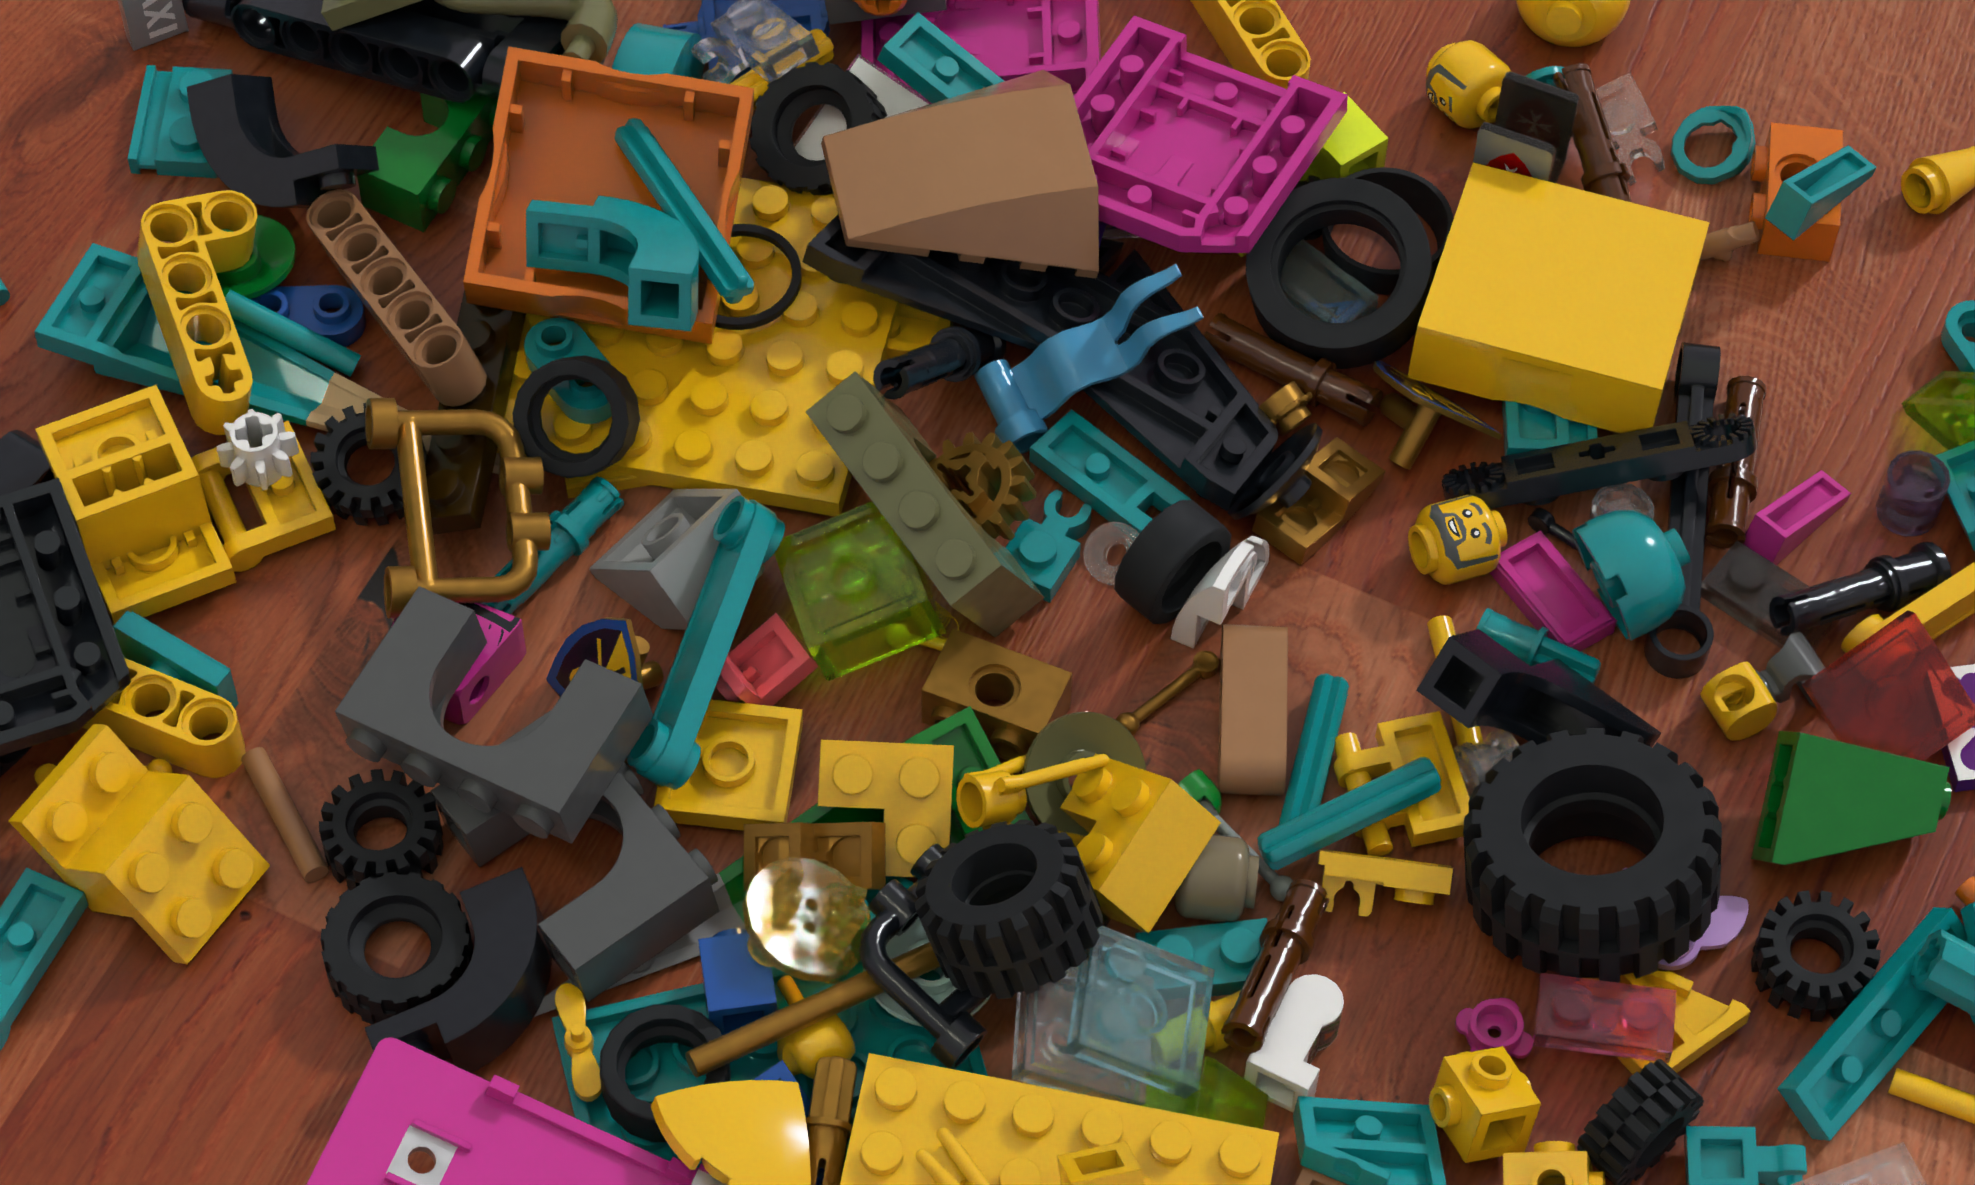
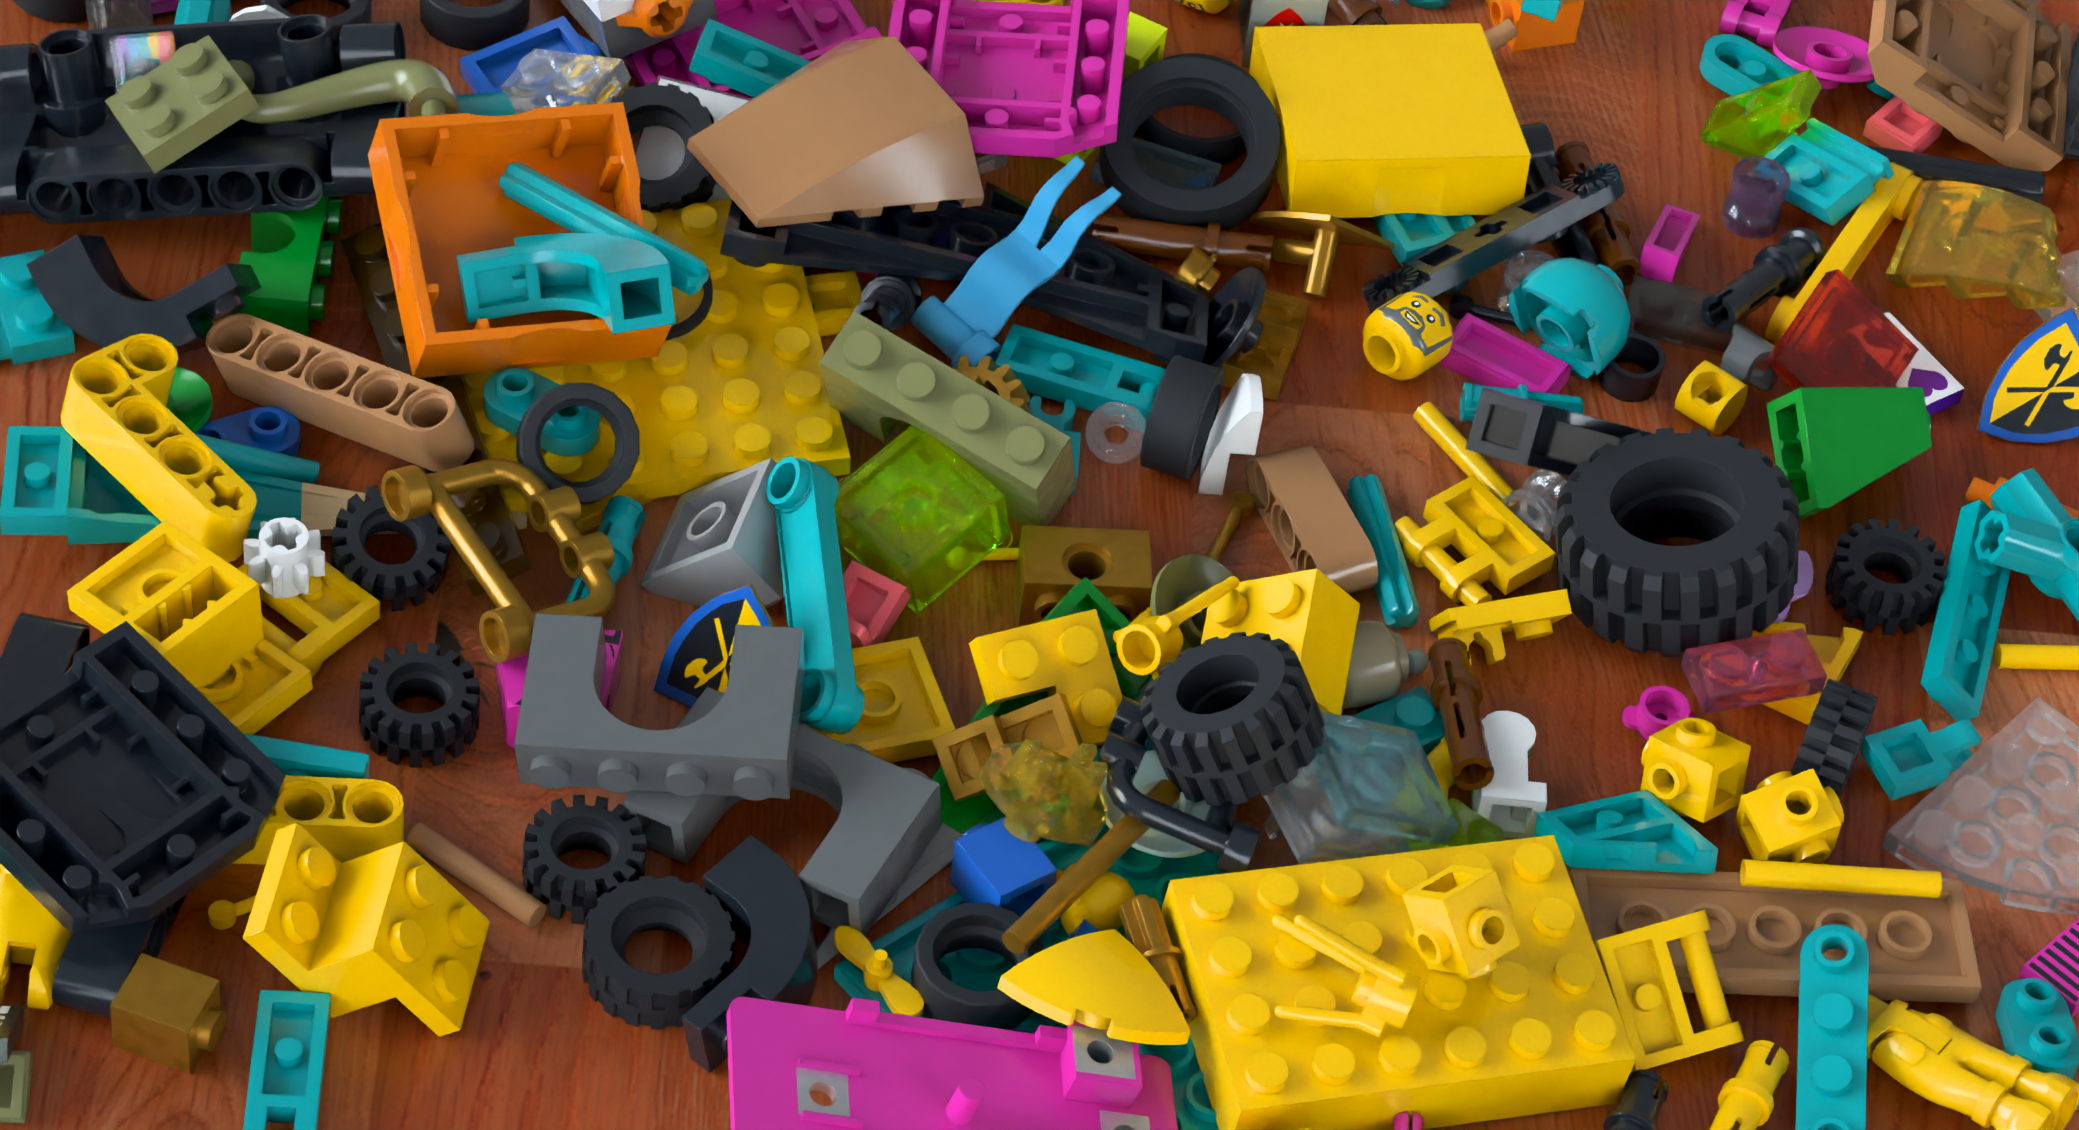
camera: 30 degrees left, 10 degrees down
(311, 599) = (419, 733): none -> black tyre
(1349, 813) = (1450, 574): teal axle -> none

